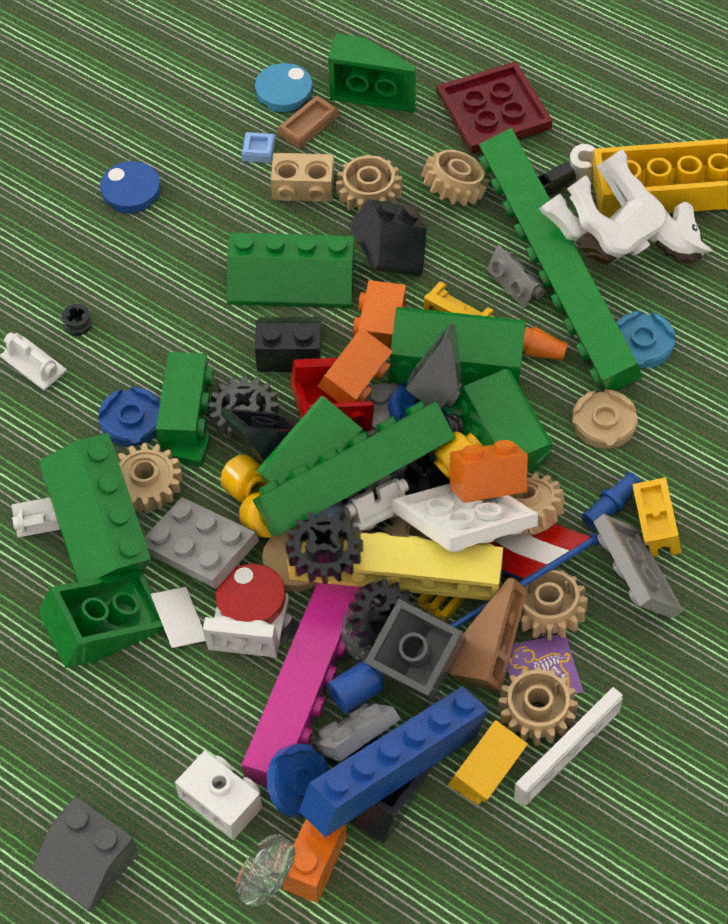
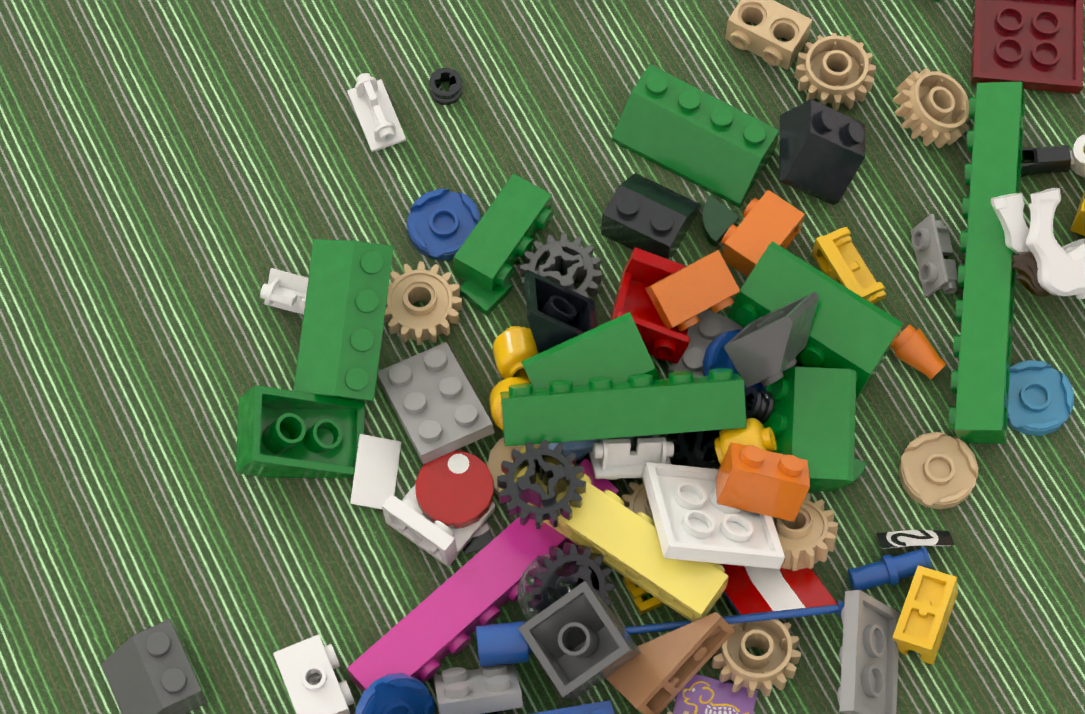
camera: 25 degrees right, 10 degrees up
(340, 322) = (717, 220): none -> dark green tile
(616, 471) = (915, 538): none -> sticker

